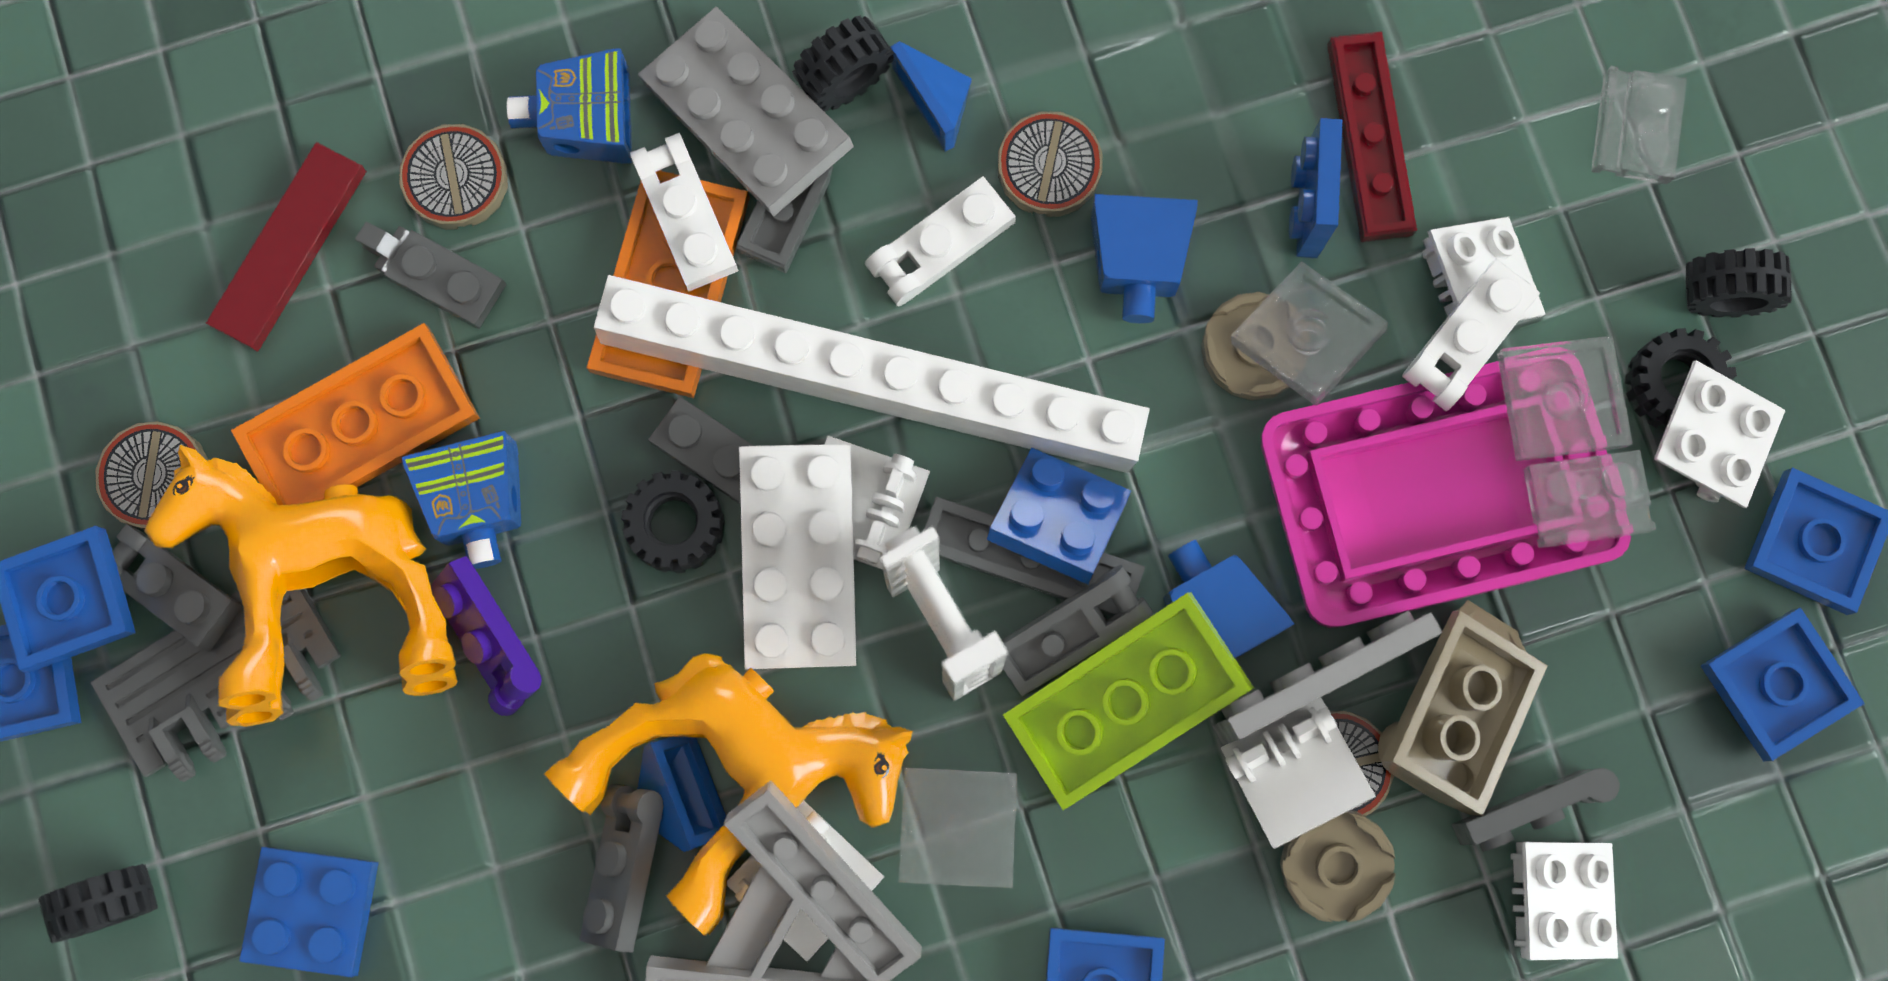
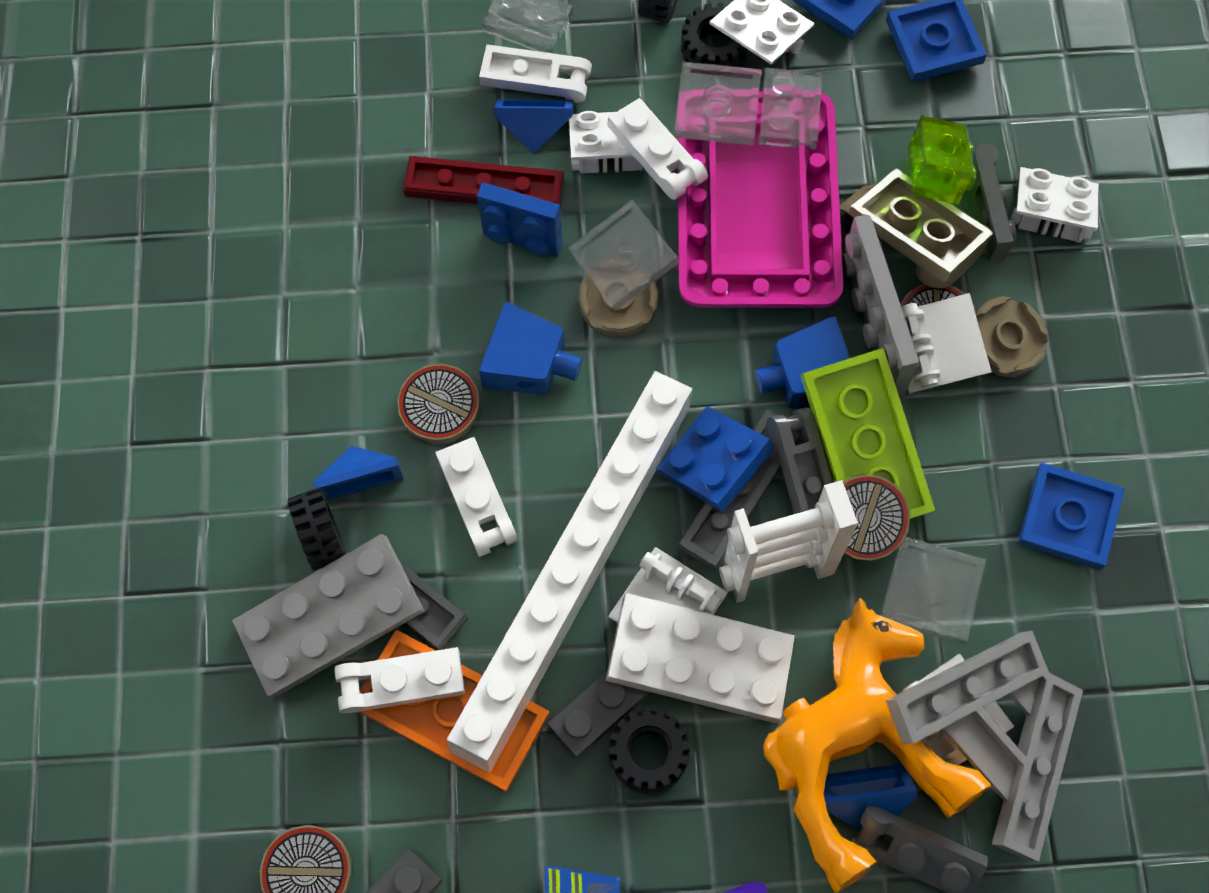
camera: 75 degrees left, 10 degrees down
(580, 107) = (283, 749): blue torso -> none
(1025, 721) = (880, 515): none -> tile
(1485, 170) = (533, 120): none -> blue slope
(1555, 154) = (535, 72): none -> white plate
(1574, 723) = (940, 160): none -> clear neon green brick

